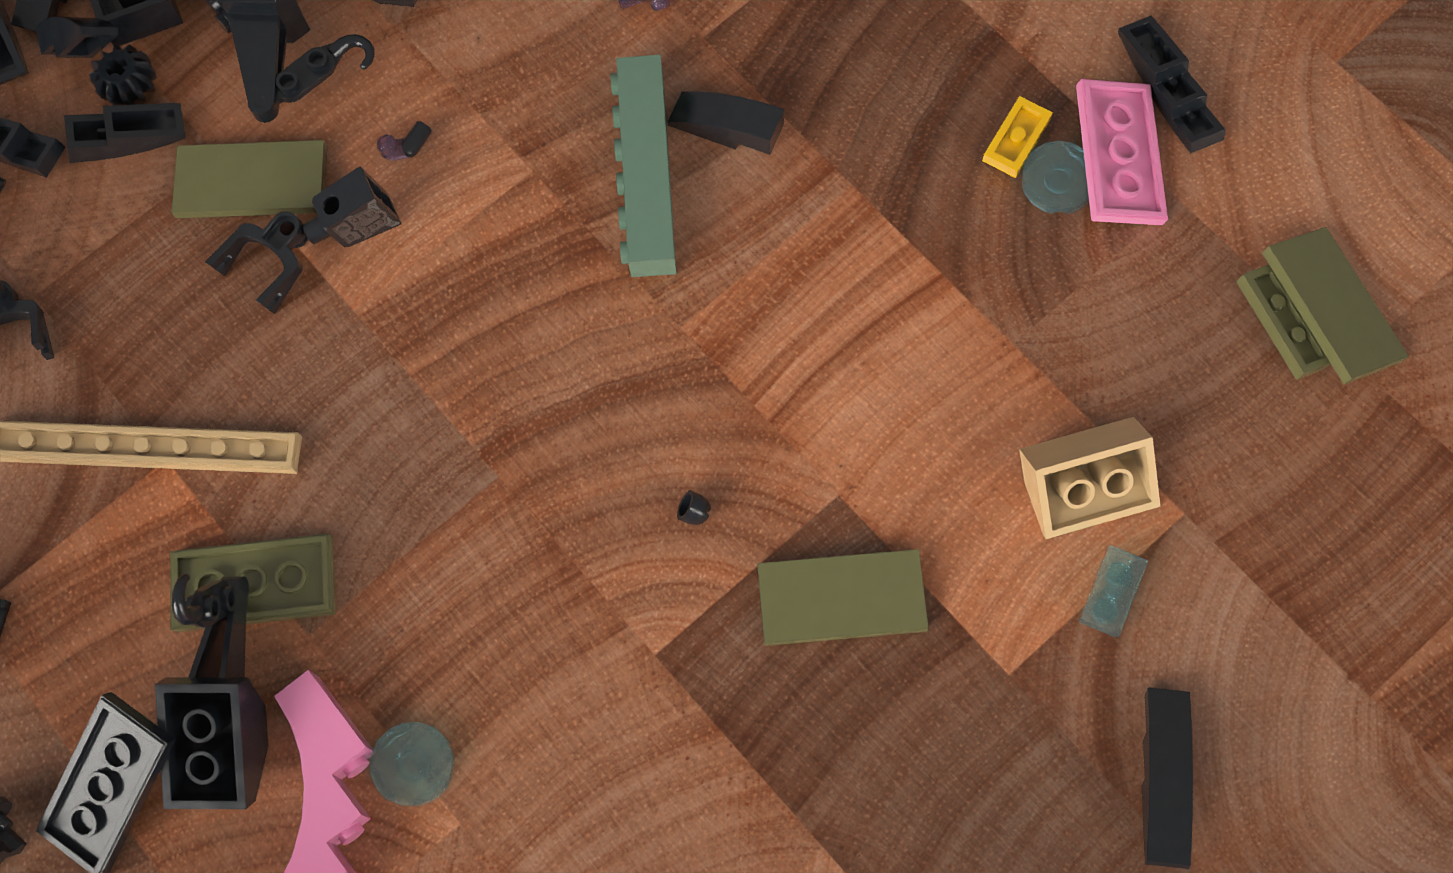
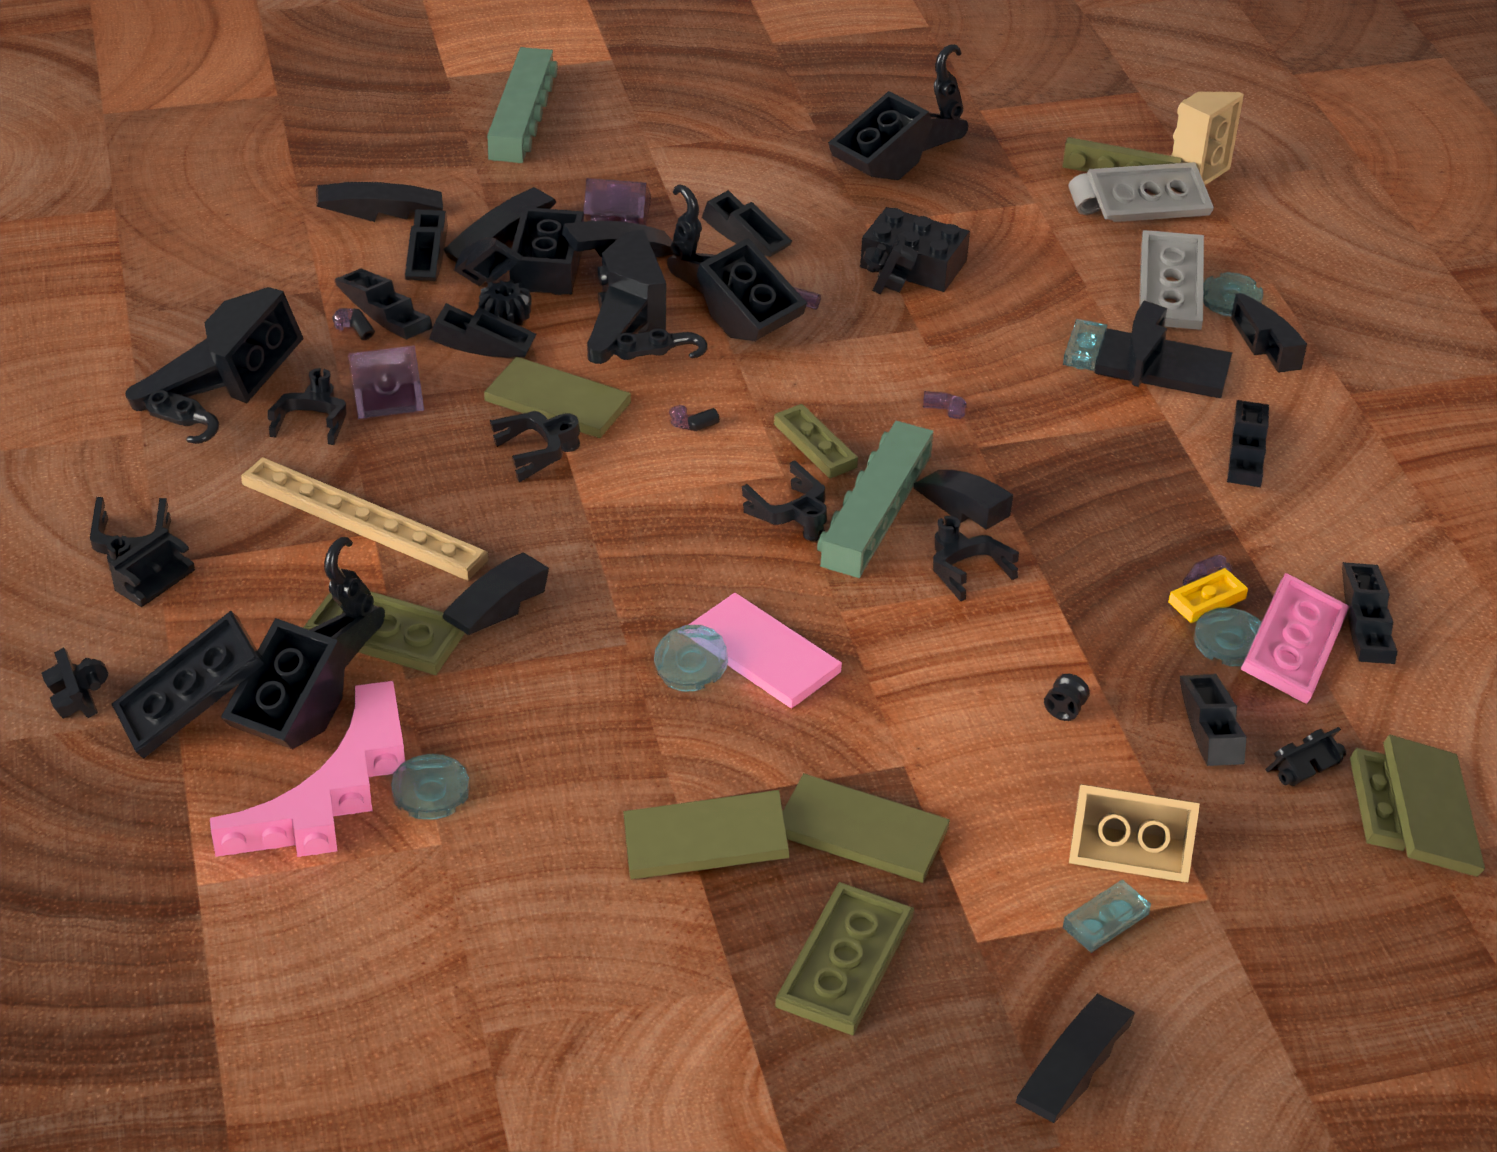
camera: 20 degrees right, 30 degrees down
(61, 254) = (385, 382): none -> slope
(343, 492) = (497, 594): none -> black slope
(351, 210) = (623, 434): black torso -> none
(544, 115) = (815, 441): none -> olive plate
(575, 472) = (691, 657): none -> clear light blue tile
(586, 221) = (807, 510): none -> black piece
(635, 420) = (769, 651): none -> bright pink tile
(693, 508) = (774, 720): black hinge -> none
(706, 689) = (705, 834): none -> olive tile
(752, 190) = (954, 547): none -> black piece
(905, 762) = (845, 958): none -> olive tile
(952, 339) = (1066, 697): none -> black wheel
(996, 100) = (1206, 568): none -> arm
(1094, 296) = (1213, 720): none -> black slope
(1204, 285) = (1295, 763): none -> black hinge

